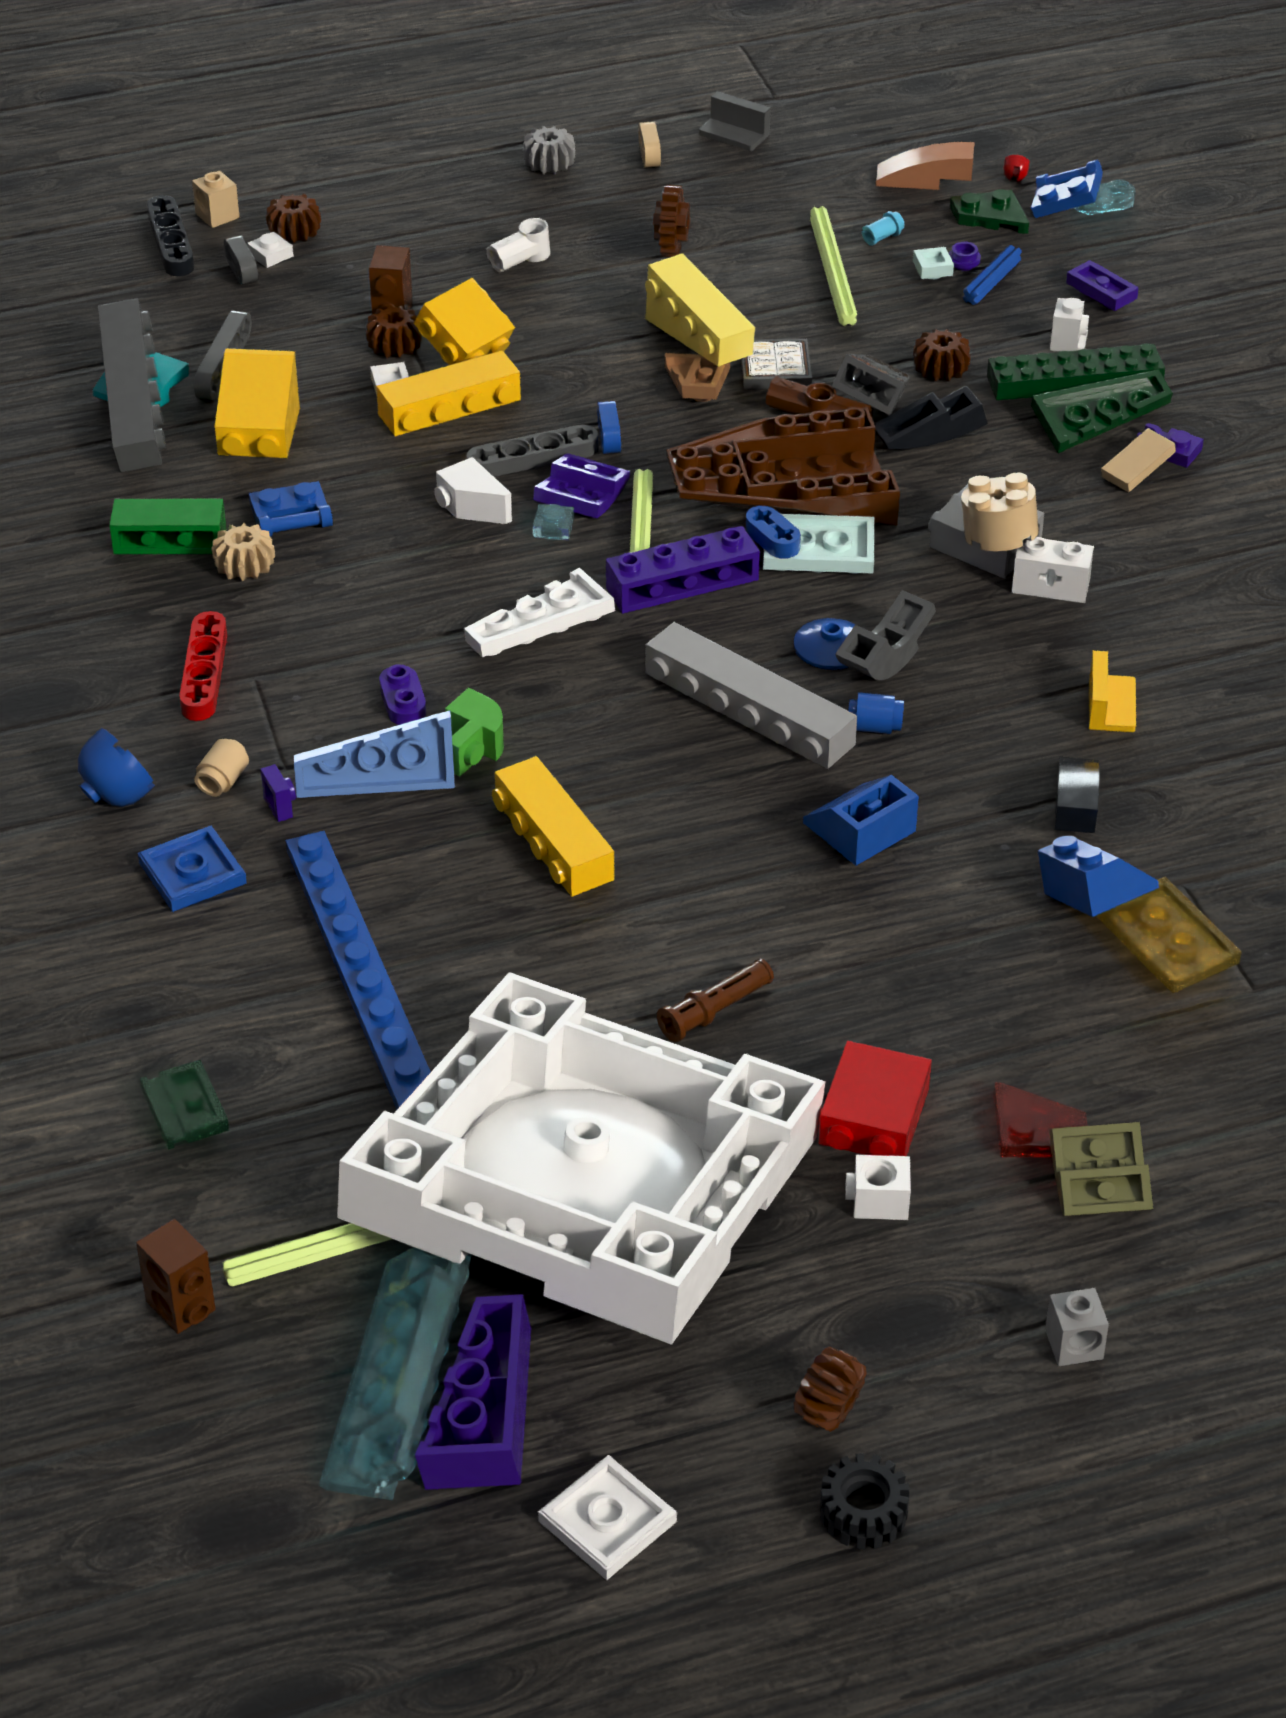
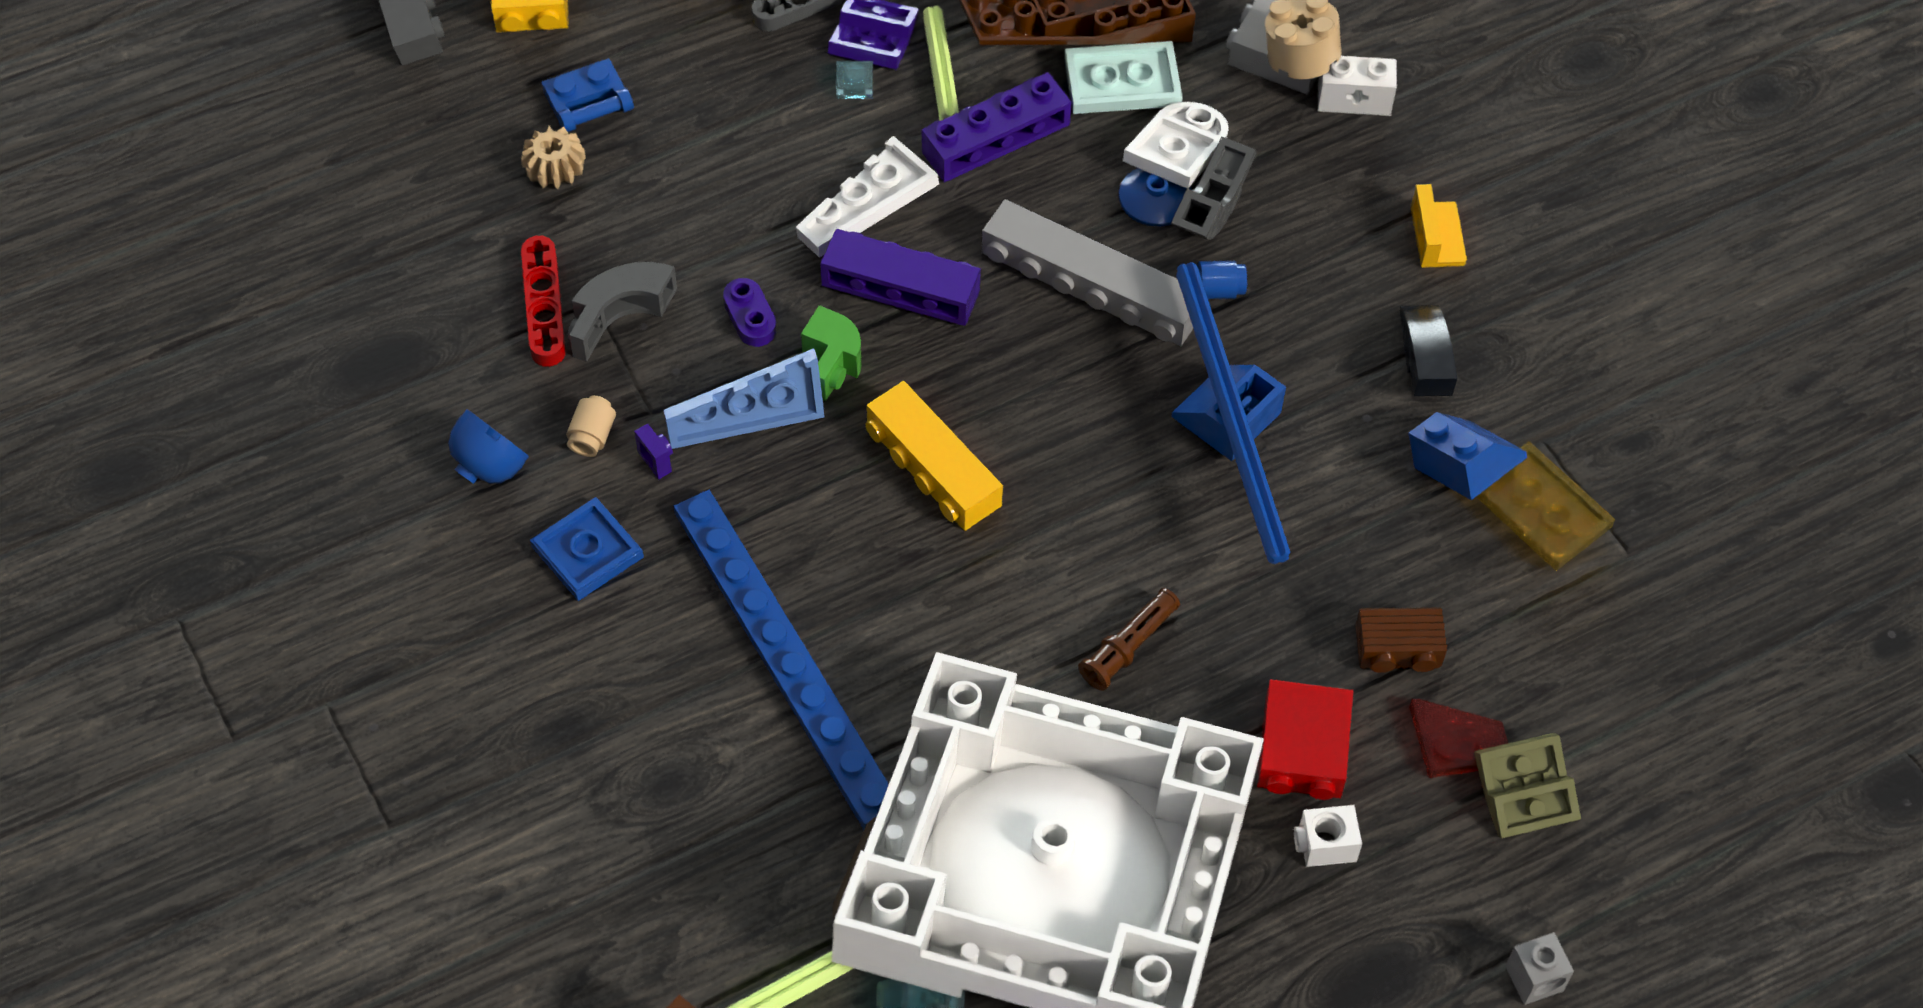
camera: 10 degrees left, 15 degrees up
(166, 525) = (468, 134): green brick -> none
(184, 1104) = (644, 833): clear green plate -> none
(273, 665) = (617, 293): none -> dark grey arch
(473, 493) = (768, 56): white slope -> none
(556, 676) = (900, 276): none -> dark purple brick
(773, 532) = (1082, 71): blue beam -> none
(857, 597) = (1176, 144): none -> white tile
(857, 811) = (1233, 414): none -> blue axle
(994, 1028) = (1400, 638): none -> reddish brown brick

